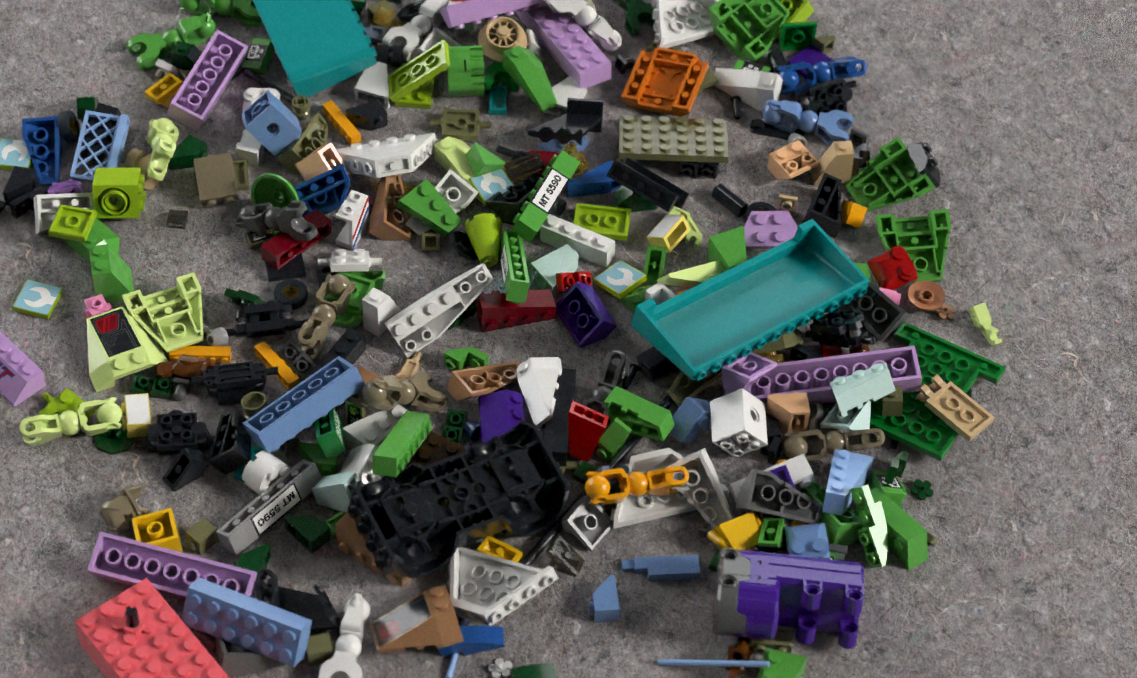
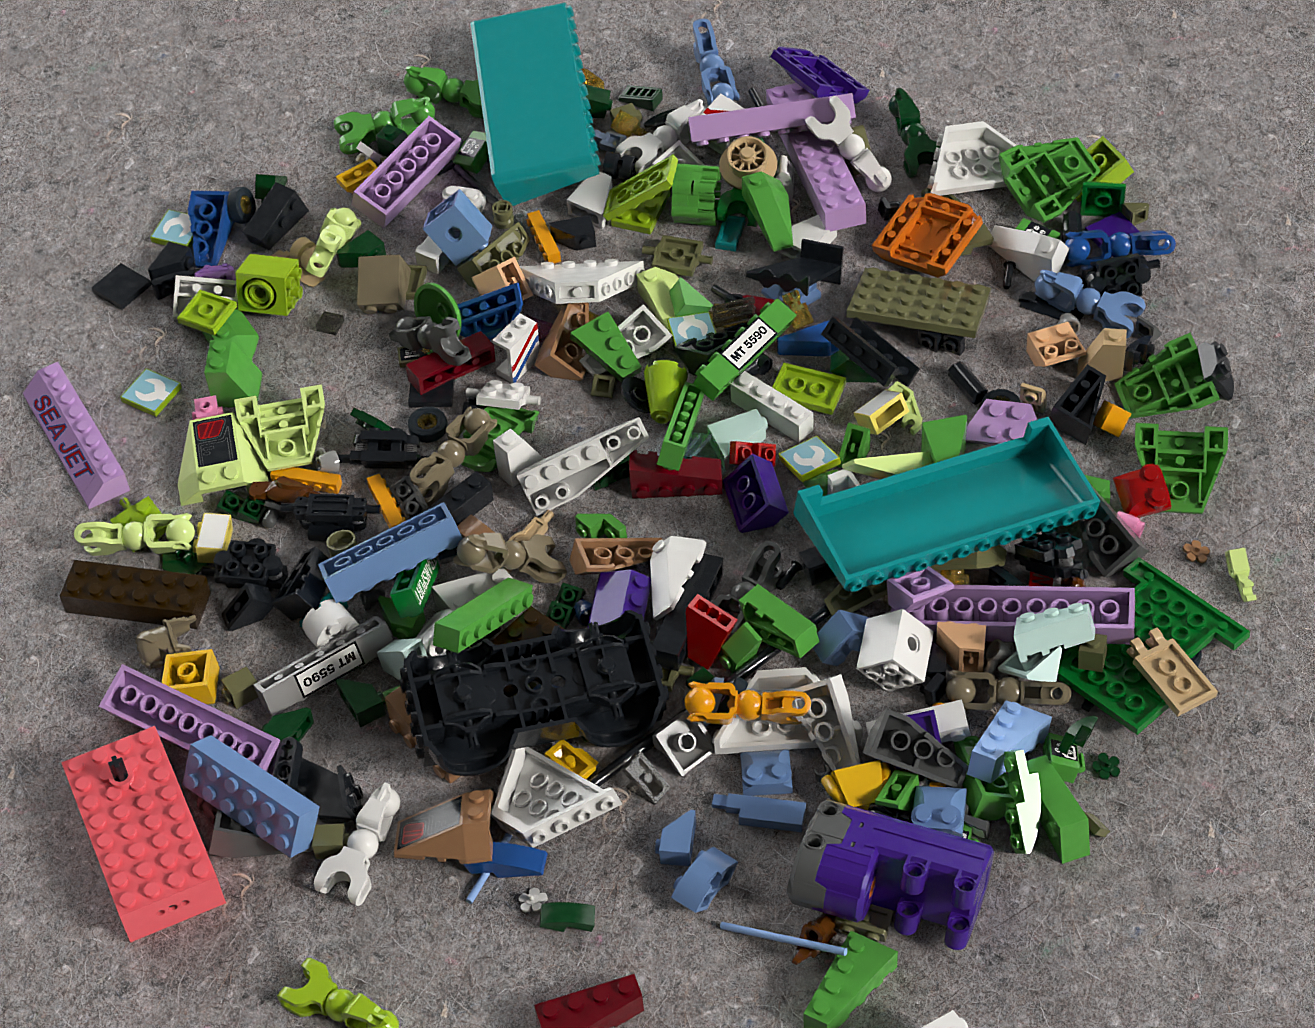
camera: 20 degrees right, 0 degrees up
(82, 472) = (133, 593): none -> dark brown brick
(116, 147) = (283, 234): light blue fence -> none
(354, 410) = (450, 569): tile -> none
(636, 628) = (704, 879): none -> medium blue brick
(658, 536) = (766, 772): none -> medium blue slope
(926, 295) = (1178, 522): nougat dish -> none

